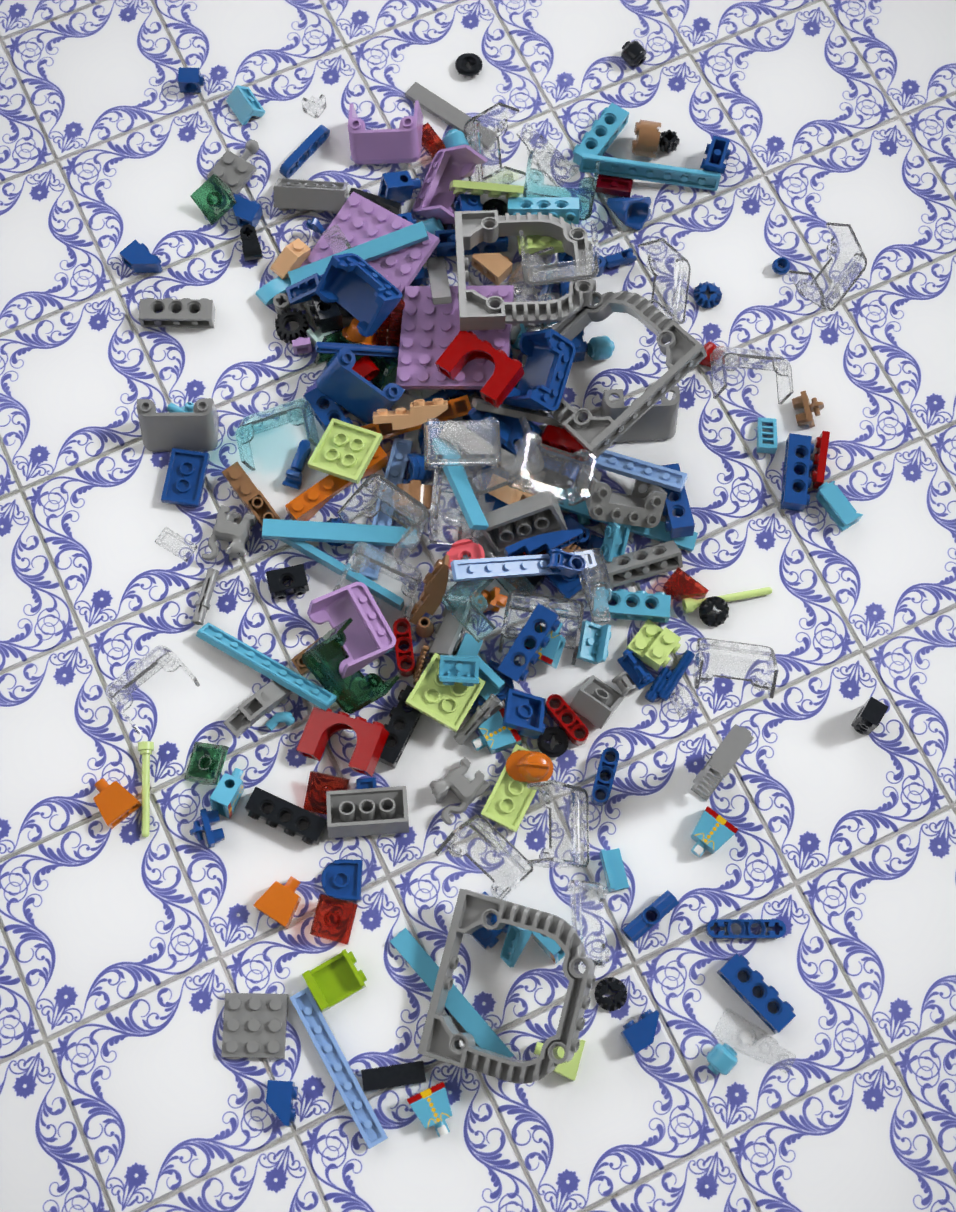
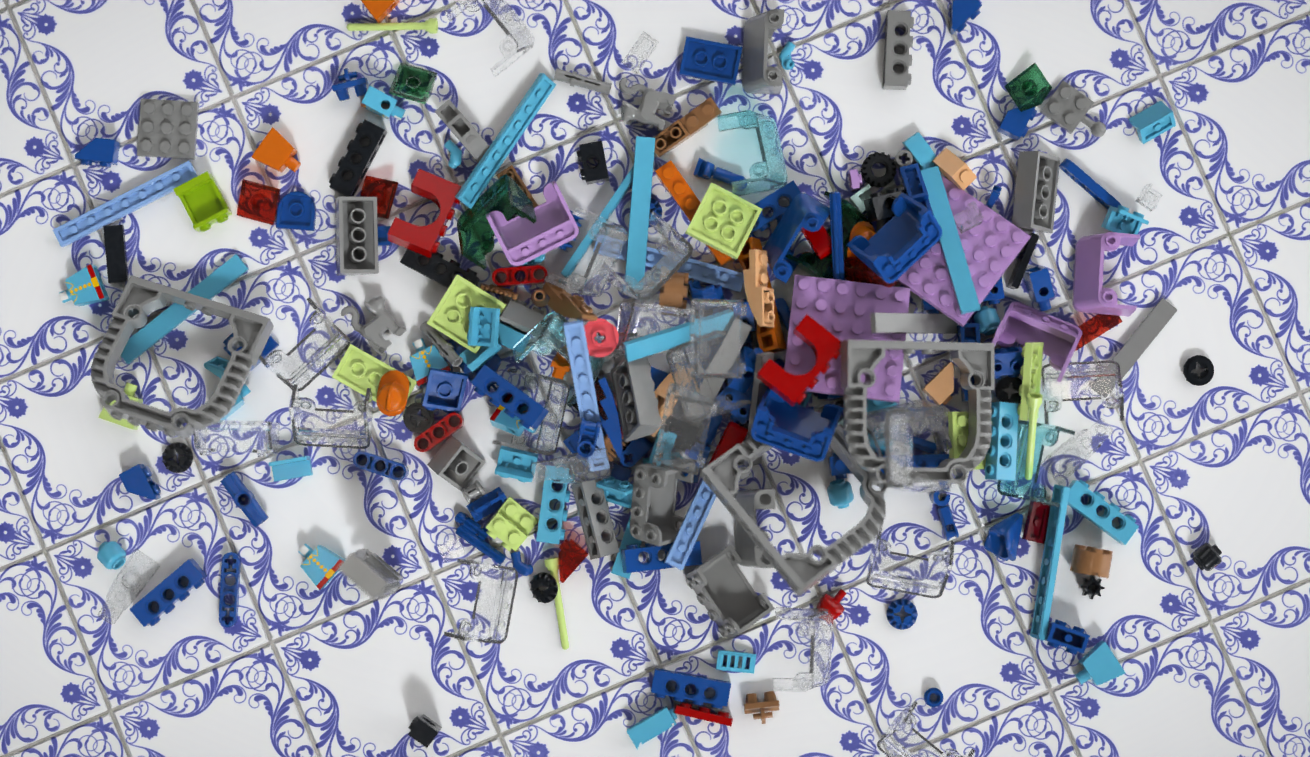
camera: 100 degrees right, 15 degrees up
(190, 80) = (1184, 61): blue brick -> none
(250, 245) = (973, 127): black piece -> none
(336, 121) = (1122, 221): none -> medium azure bracket
(454, 138) = (1095, 350): medium azure head -> none
(505, 178) = (1034, 401): none -> yellowish green piece
(696, 633) = (521, 567): none -> blue arm
(706, 442) = (728, 593): none -> light grey windscreen
(739, 132) = (1099, 665): none -> medium azure torso

